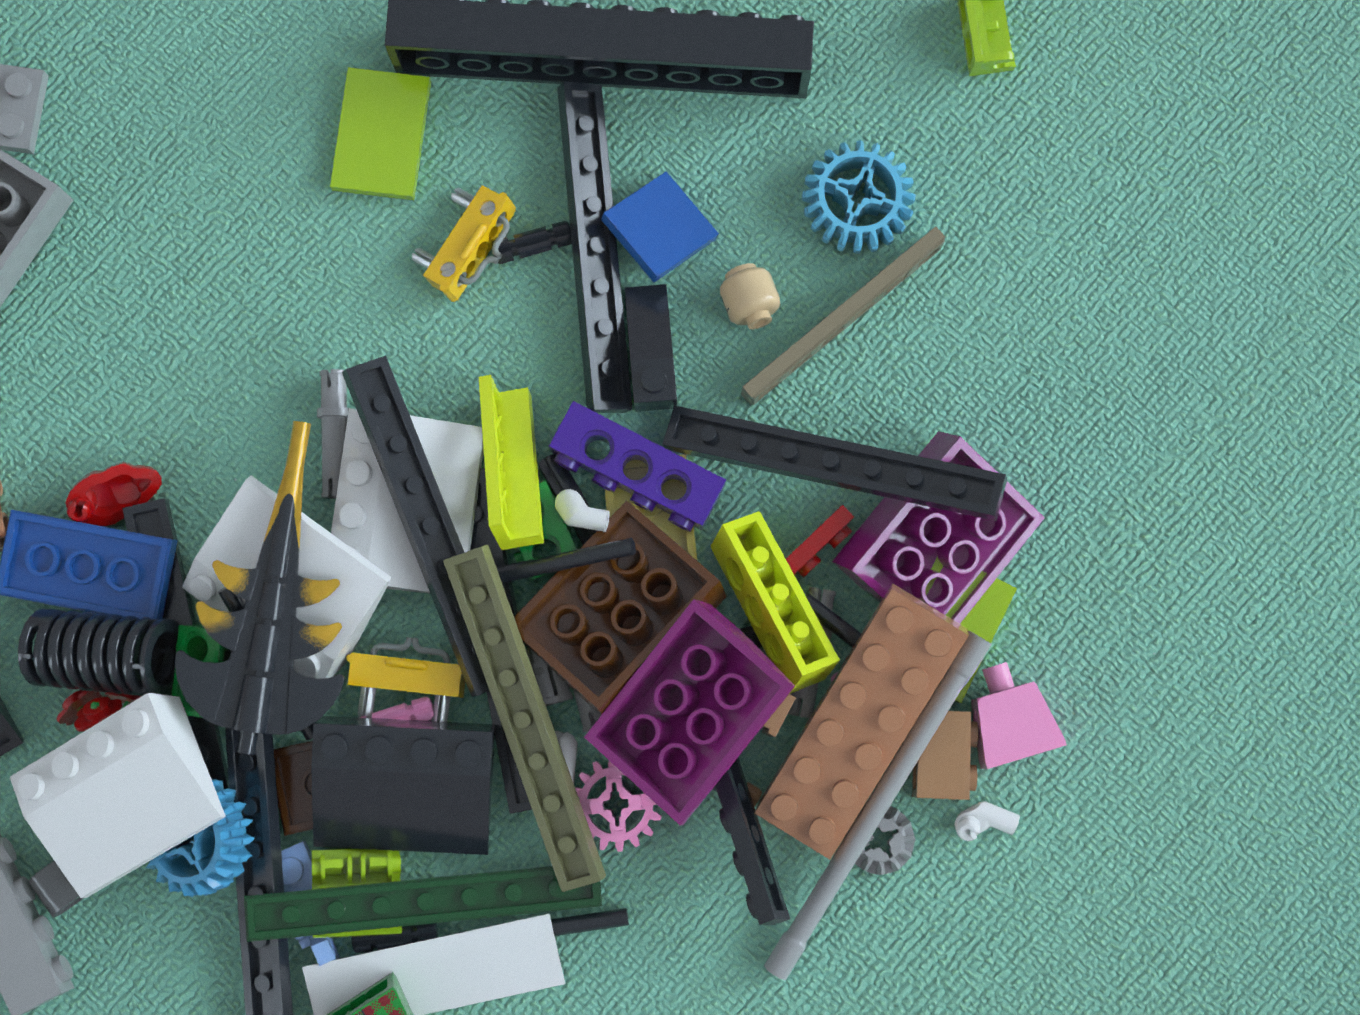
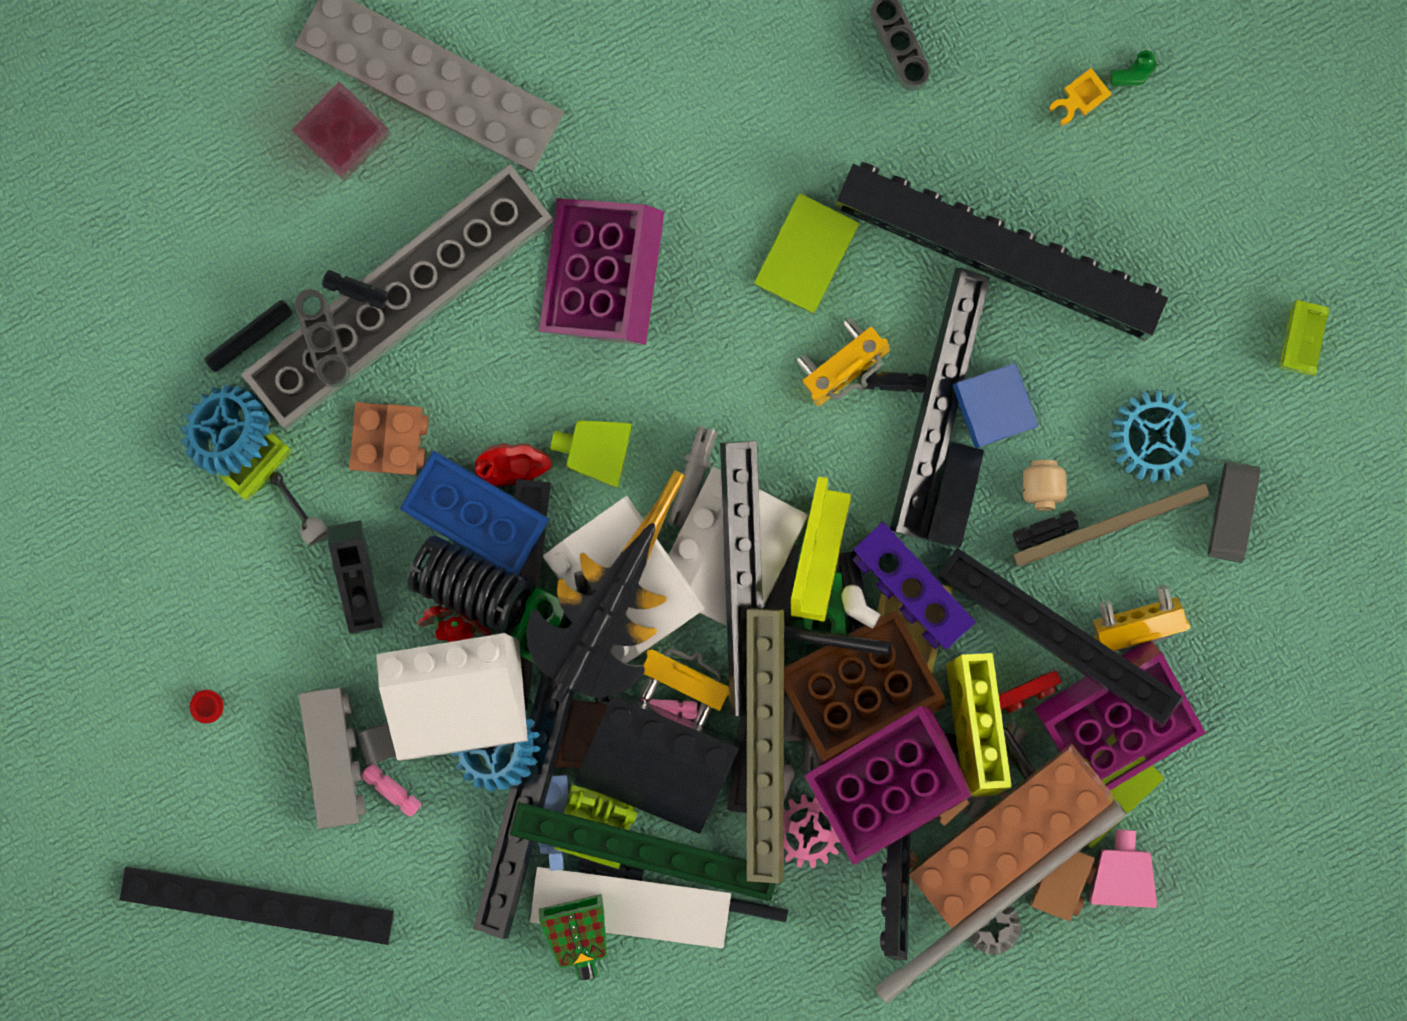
camera: 20 degrees right, 5 degrees up
(95, 936) = (391, 790): none -> bright pink axle
(147, 232) = (602, 270): none -> magenta slope
(208, 440) = (595, 449): none -> lime torso
(770, 348) = (1045, 530): none -> black axle
(919, 420) = (1141, 624): none -> yellow piece
(981, 250) = (1234, 511): none -> dark grey beam
(983, 816) = (1076, 937): white arm -> none

